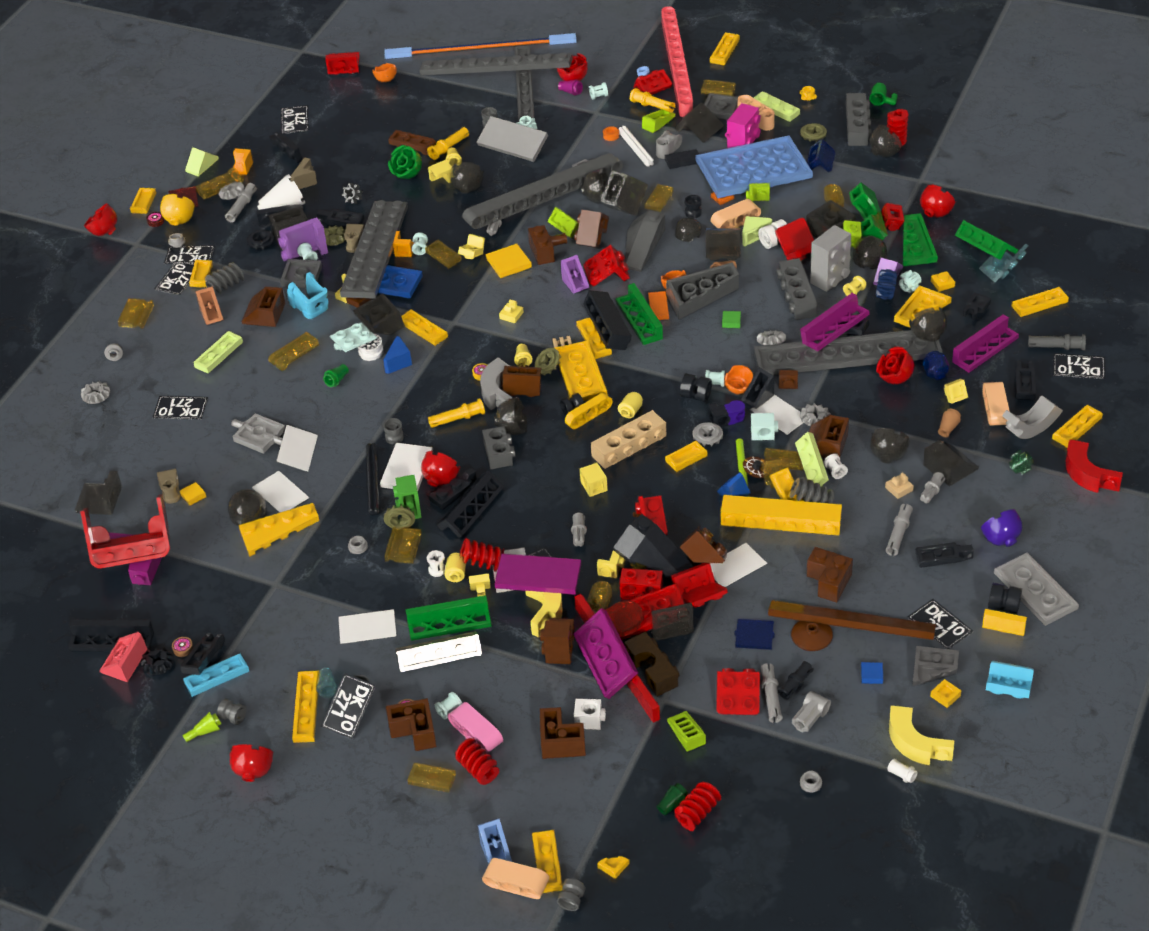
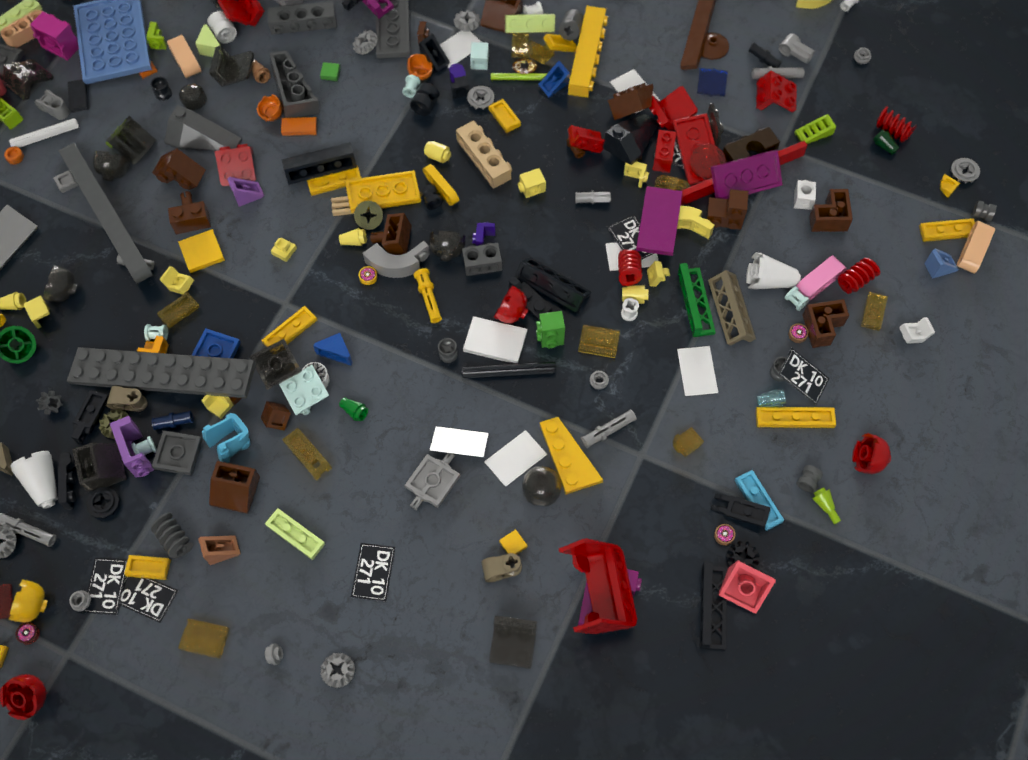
camera: 90 degrees left, 20 degrees up
(282, 614) = (687, 442): none -> clear yellow bracket
(299, 549) = (602, 432): none -> light grey pin
(331, 324) = (275, 415): none -> reddish brown panel
(332, 266) = (172, 420): none -> dark blue pin
(401, 812) = (918, 331): none -> white bracket
(406, 520) = (572, 339): olive gear -> none
(476, 675) = (770, 273): none -> white cone
(526, 445) = (483, 229): none -> dark purple bracket
(563, 222) = (156, 198): lime plate -> none
(633, 875) = (972, 172): none -> light grey gear
(645, 315) = (310, 136): green fence -> none
(659, 198) = (142, 117): clear yellow plate -> none
(831, 571) = (657, 21): reddish brown brick -> none
(872, 673) = (754, 11): blue tile -> none

